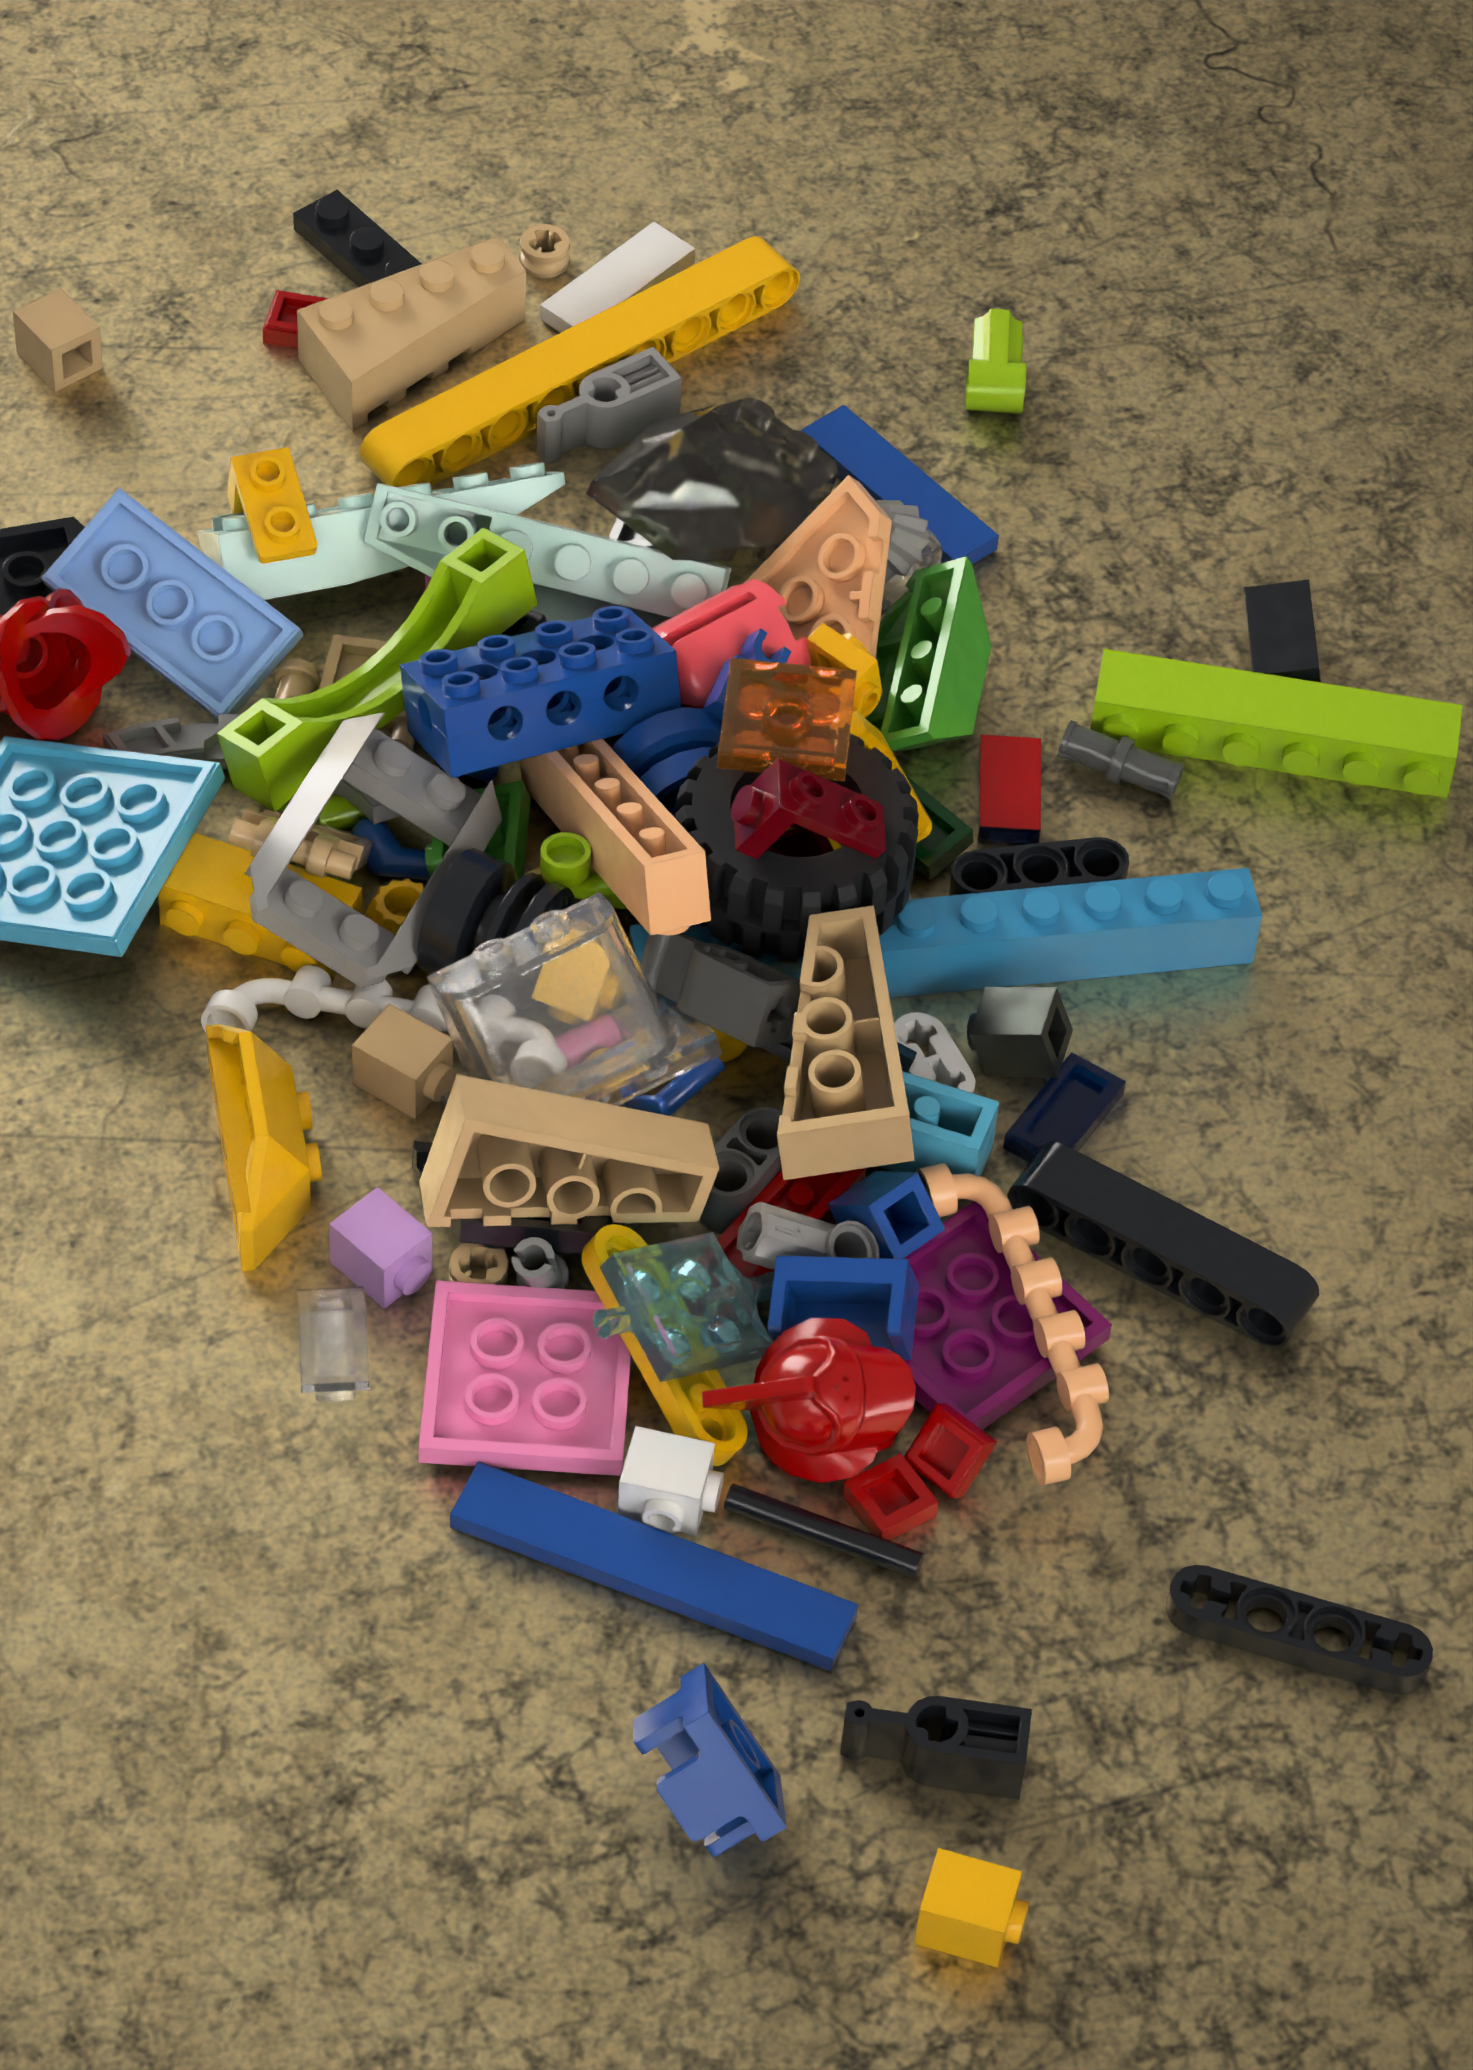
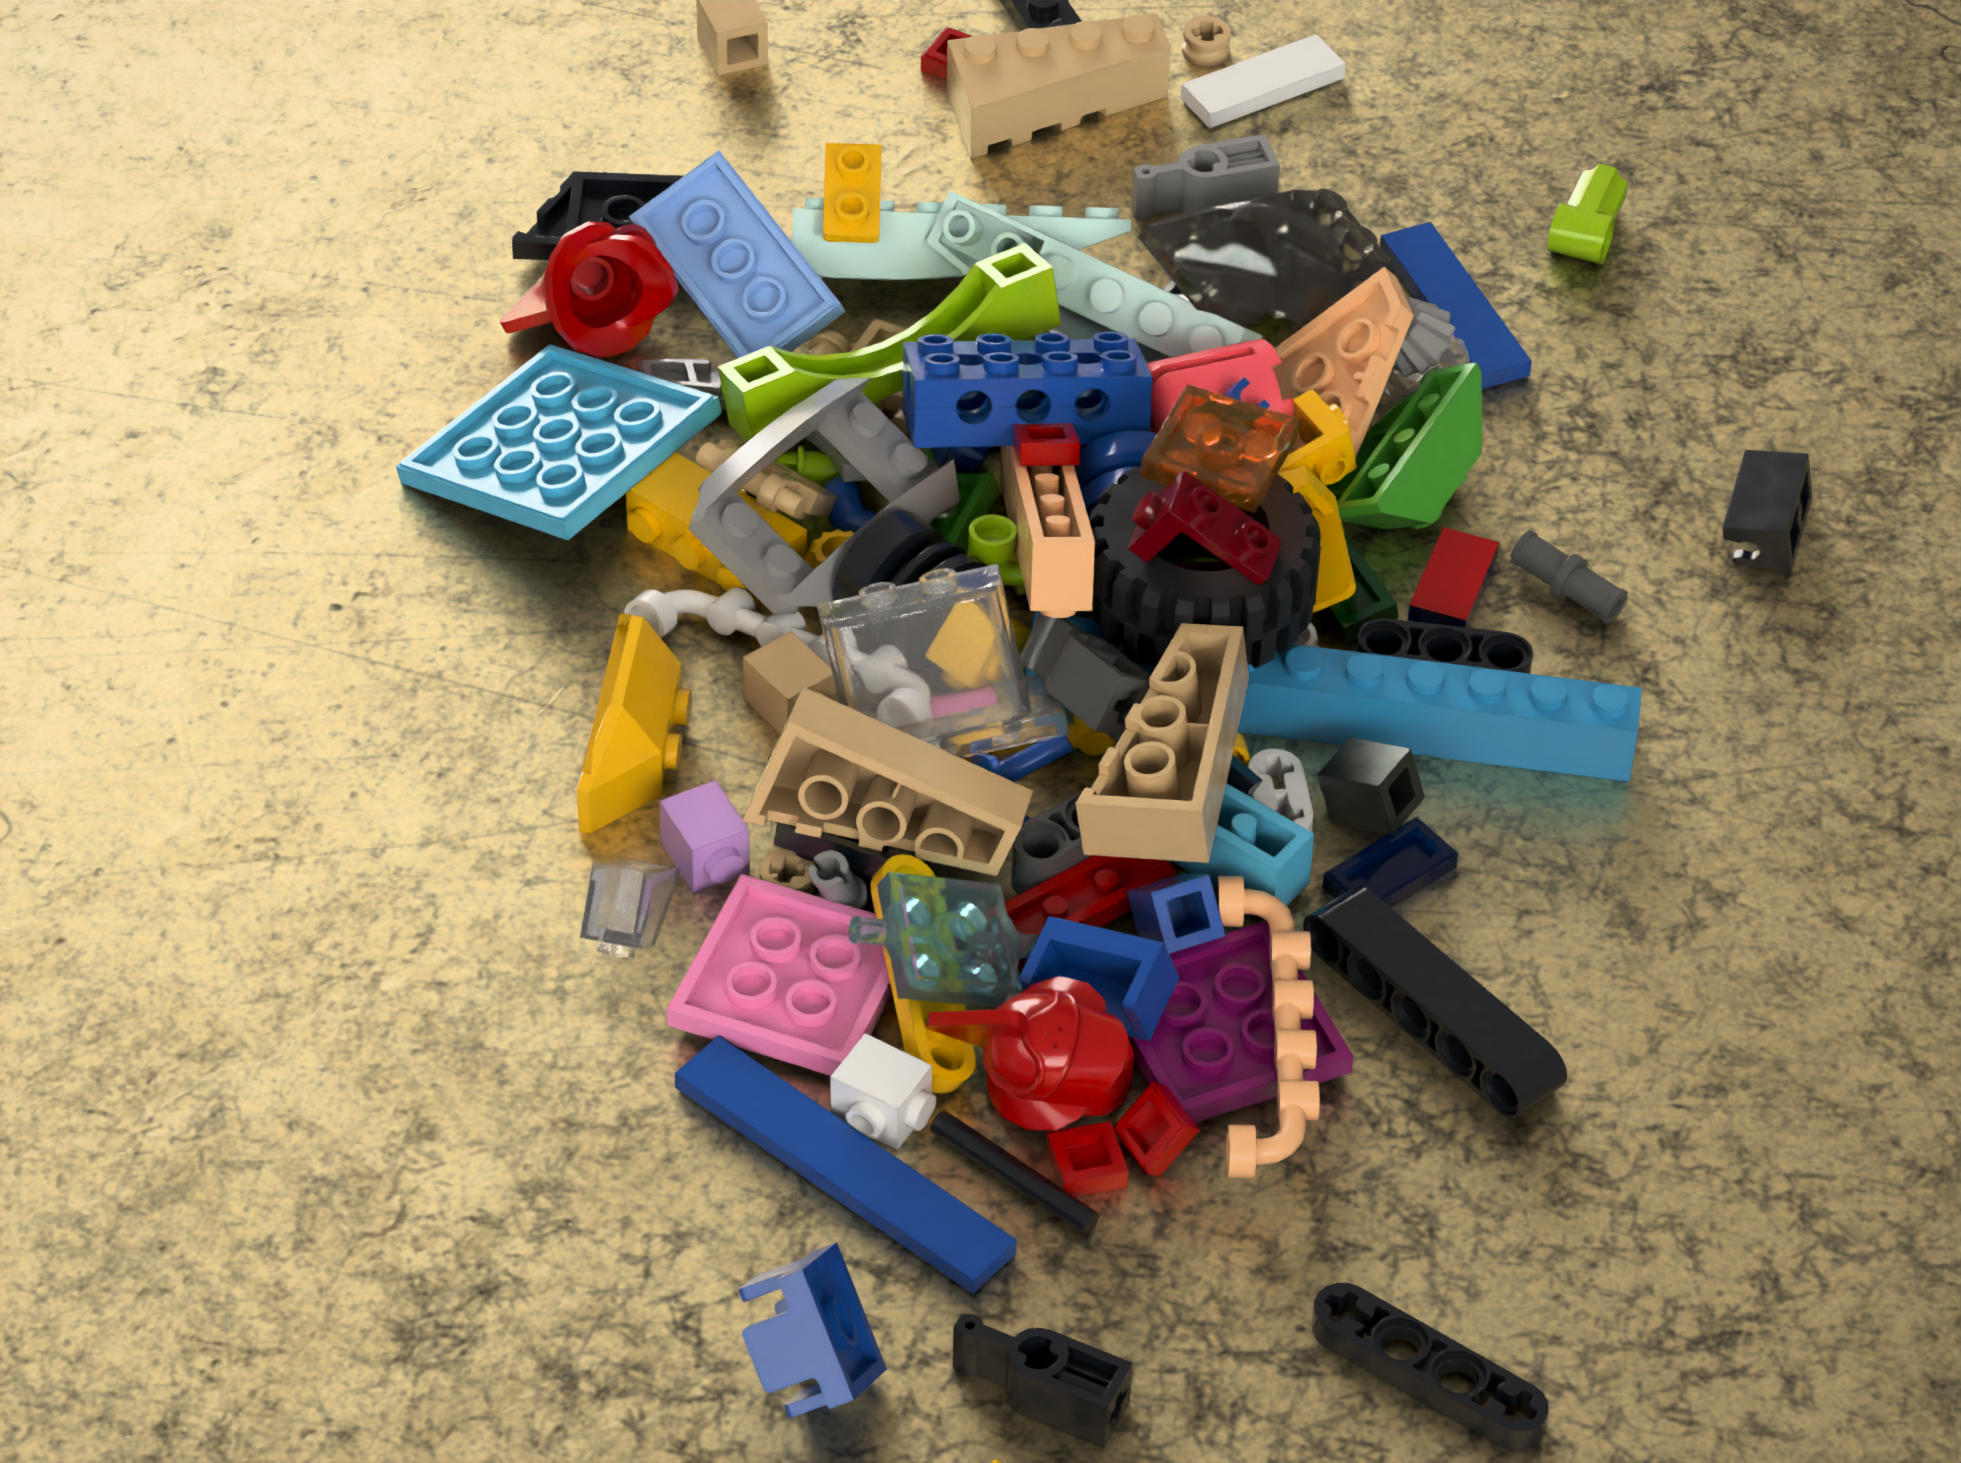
camera: 20 degrees right, 5 degrees down
(504, 400) = (1294, 117): yellow beam -> none
(588, 745) = (1046, 444): none -> red tile
(780, 1232) = (1068, 899): light grey piece -> none
(1278, 723) = (1734, 576): lime brick -> none

